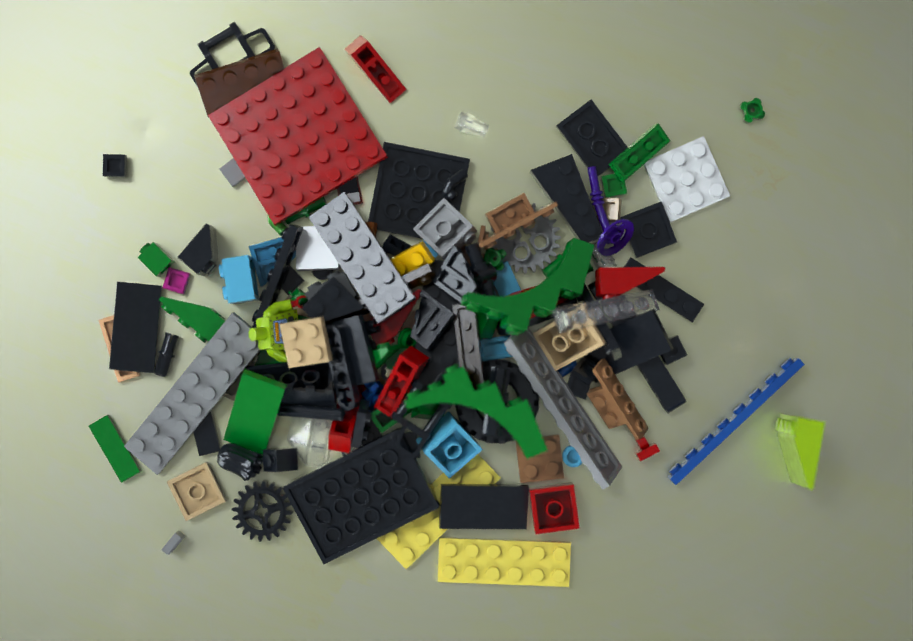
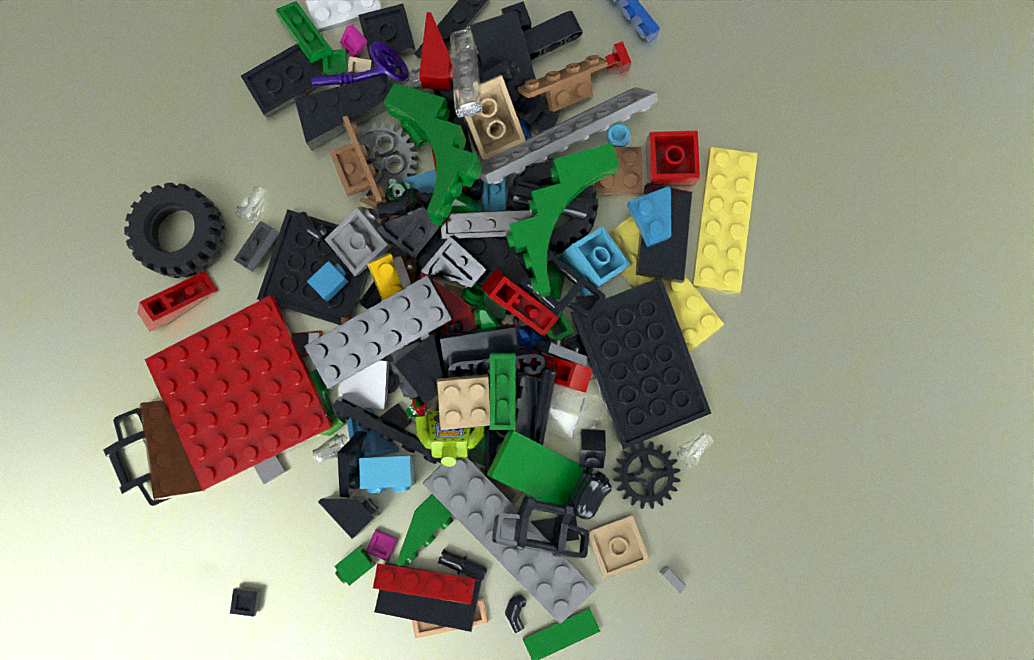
camera: 80 degrees left, 5 degrees down
(129, 403) = (513, 611): none -> black arm
(146, 322) = (424, 583): none -> red plate
(207, 439) = (562, 524): none -> black bar
(243, 246) = (348, 464): none -> black wing
(257, 227) = (329, 449): none -> clear cone
(290, 552) = (693, 450): none -> clear cone
(318, 375) = (502, 391): none -> green tile
(406, 206) = (328, 280): none -> dark azure brick
(431, 31) = (150, 213): none -> black tyre
(433, 134) = (256, 246): none -> dark grey plate
(496, 495) = (653, 215): none -> dark azure wing
(635, 199) = (353, 41): none -> dark pink tile

